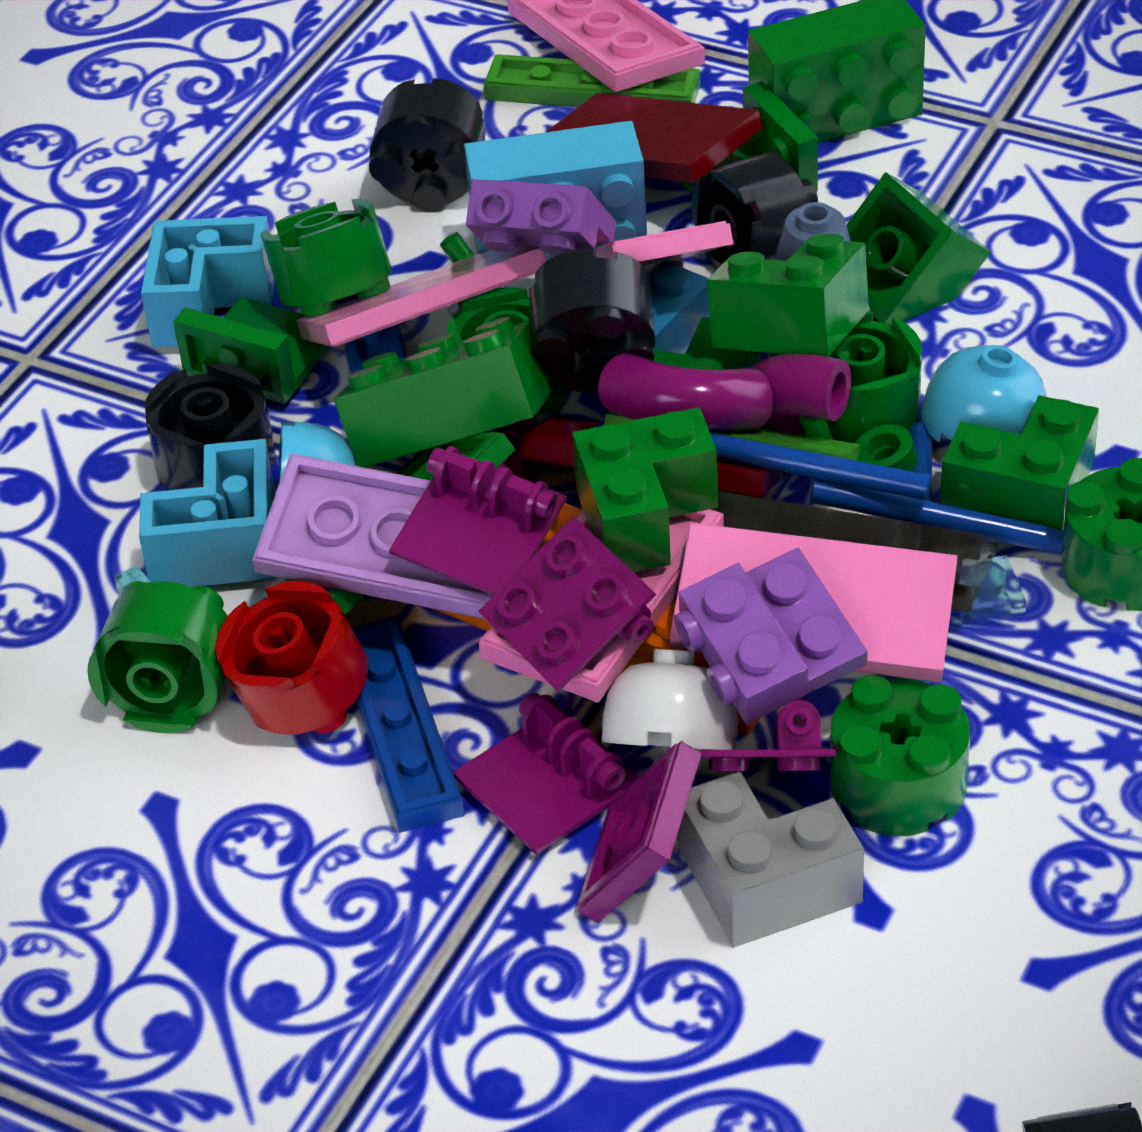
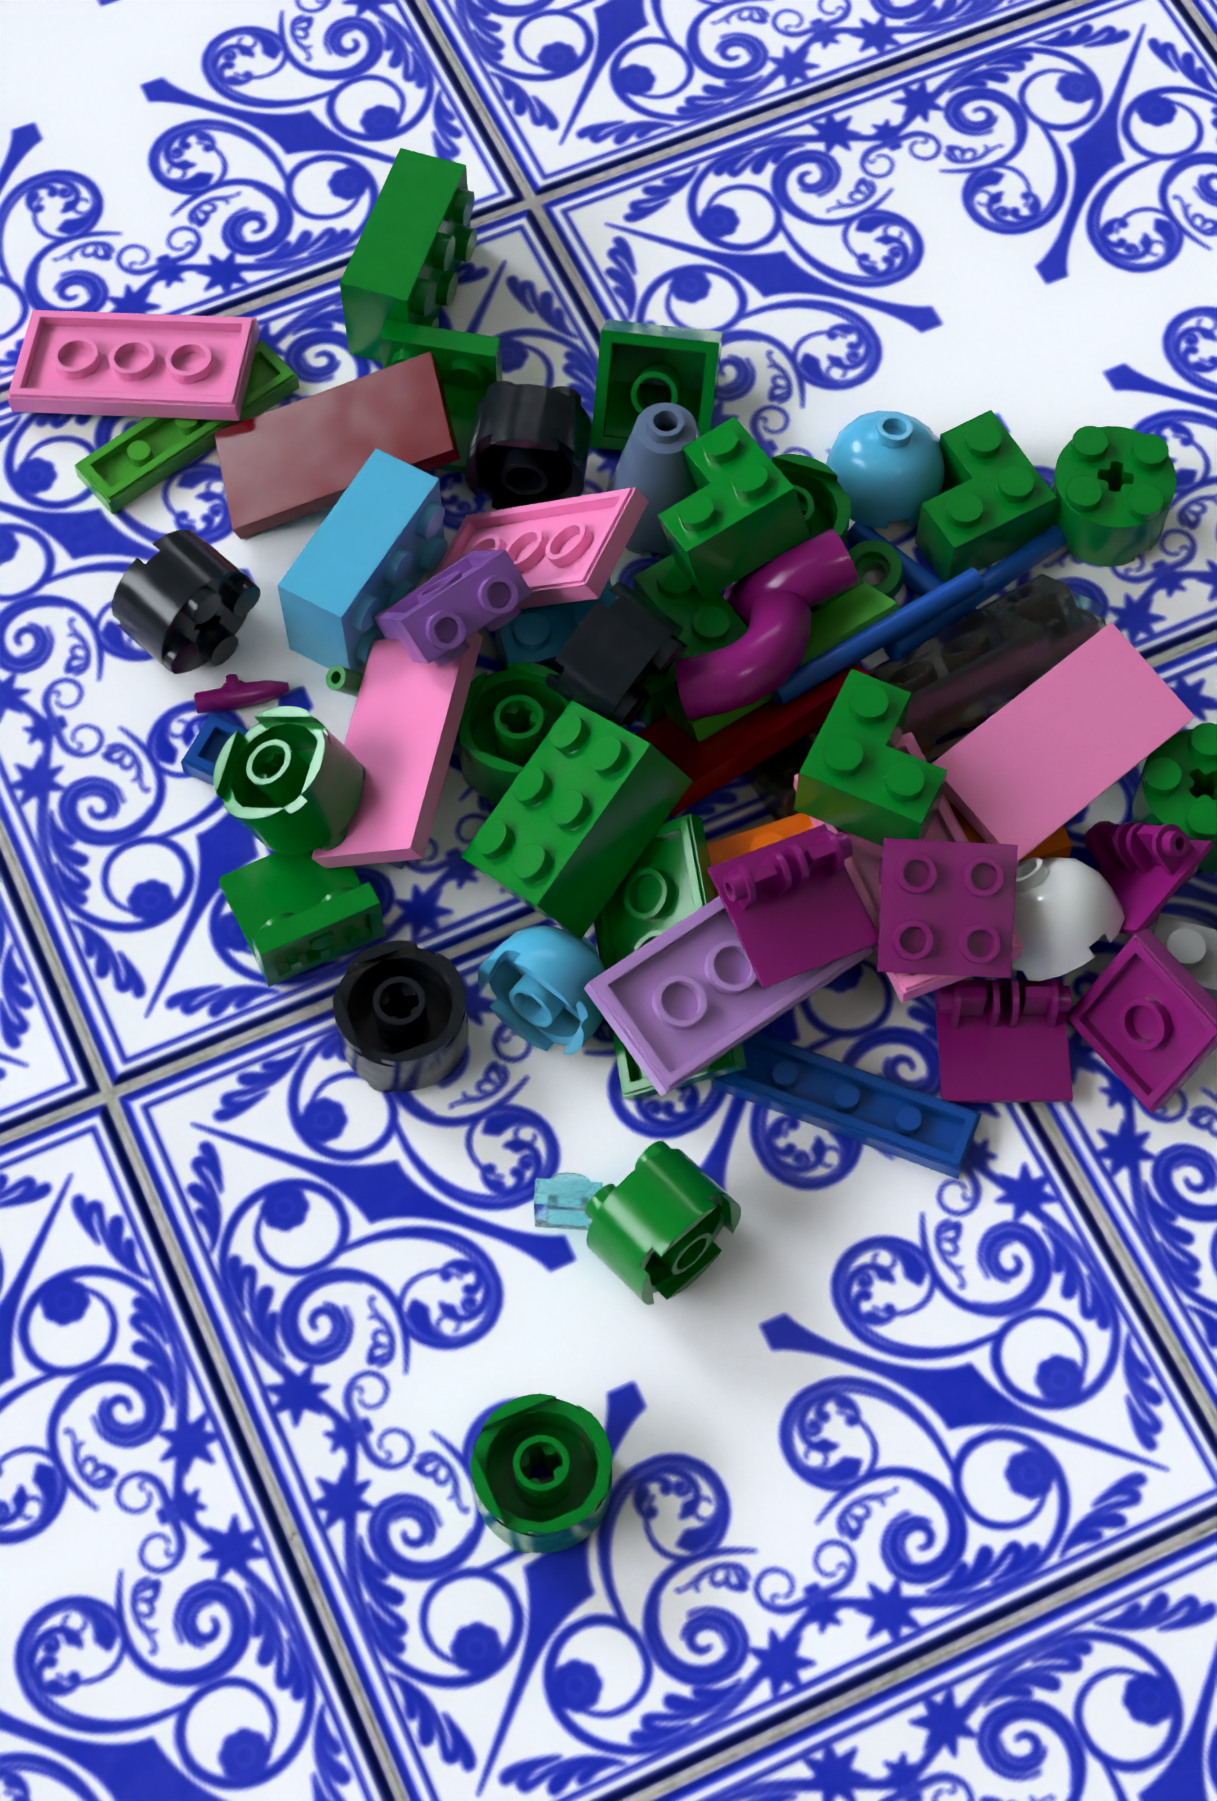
camera: 55 degrees left, 20 degrees up
(203, 268) = (168, 885): medium azure brick -> none
(213, 529) = (537, 1077): medium azure brick -> none
(293, 659) = (767, 1096): red brick -> none
(404, 228) = (238, 694): none -> magenta helmet
(767, 634) = (1085, 799): medium lavender plate -> none

